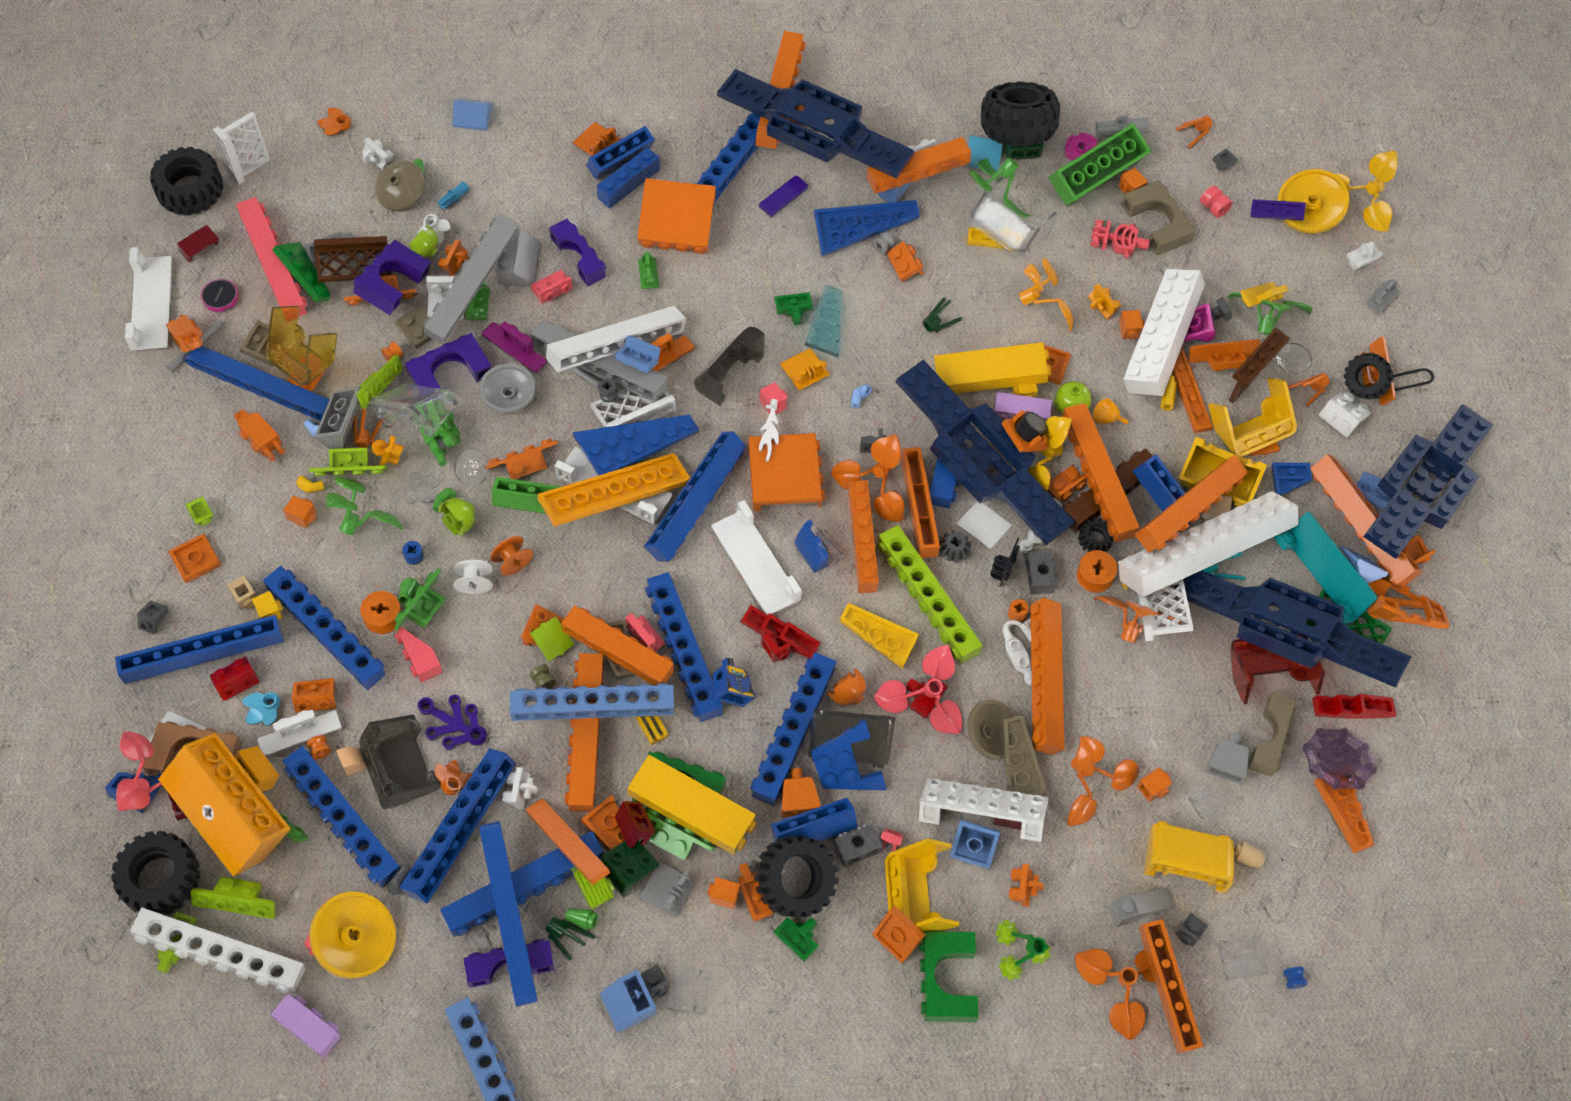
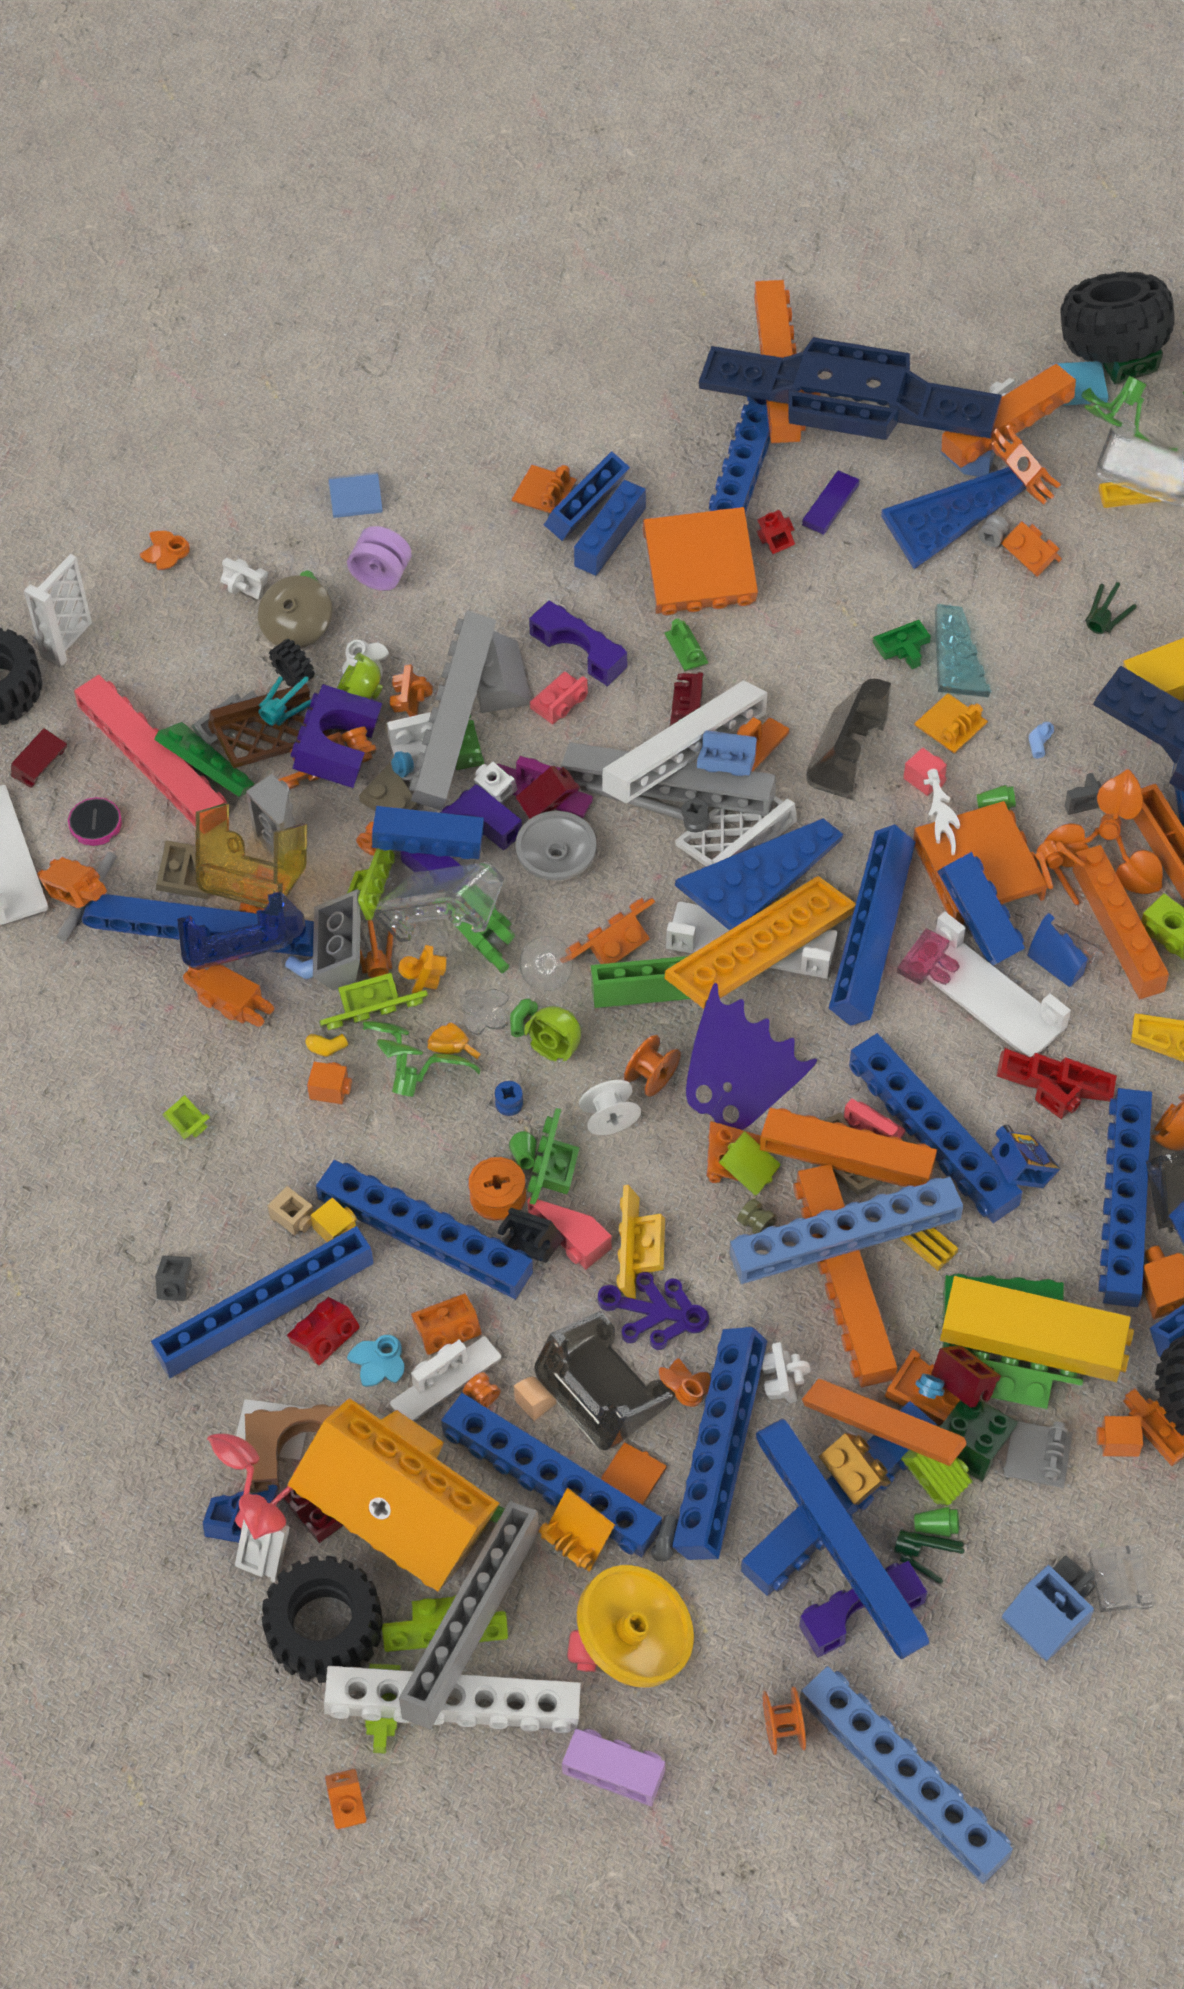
camera: 10 degrees left, 5 degrees down
(126, 997) = (345, 1799): none -> orange bracket
(136, 820) = (262, 1555): none -> white plate
(194, 558) = (201, 1183): orange tile -> none
(243, 899) = (469, 1615): none -> light grey brick
(293, 399) = (277, 927): none -> clear blue windscreen
(328, 318) = (269, 810): none -> light grey slope
(340, 860) = (577, 1530): none -> light orange hinge
(356, 249) = (273, 710): none -> teal plant
(383, 220) = (291, 662): none -> black tyre
(388, 650) = (530, 1234): none -> black hinge
(390, 503) = (450, 1040): none -> light orange piece
(396, 830) = (634, 1473): none -> orange piece
(405, 282) = (356, 738): none -> orange wheel
(417, 1025) = (785, 1720): none -> orange piece
(423, 358) = (427, 832): none -> blue brick
(428, 306) = (402, 763): none -> dark azure plate
(453, 195) = (373, 608): dark azure axle -> none
(459, 673) = (640, 1243): none -> yellow bracket
(466, 162) = (379, 558): none -> lavender wheel
(484, 335) = (500, 788): none -> white brick
(513, 350) = (547, 791): none -> dark red hinge
(536, 867) = (854, 1467): none -> pearl gold bracket
(573, 565) = (746, 1057): none -> dark purple piece
(609, 824) = (930, 1386): none -> dark azure plate
(637, 306) = (686, 696): none -> dark red hinge
(721, 527) = (924, 956): none -> clear pink hinge
(736, 207) = (775, 531): none -> red brick
(768, 504) = (981, 909): none -> blue brick
(816, 427) = (997, 795): none -> bright green cone
(833, 478) = (1051, 855): none -> orange plant
(922, 210) = (1034, 471): none -> orange piece

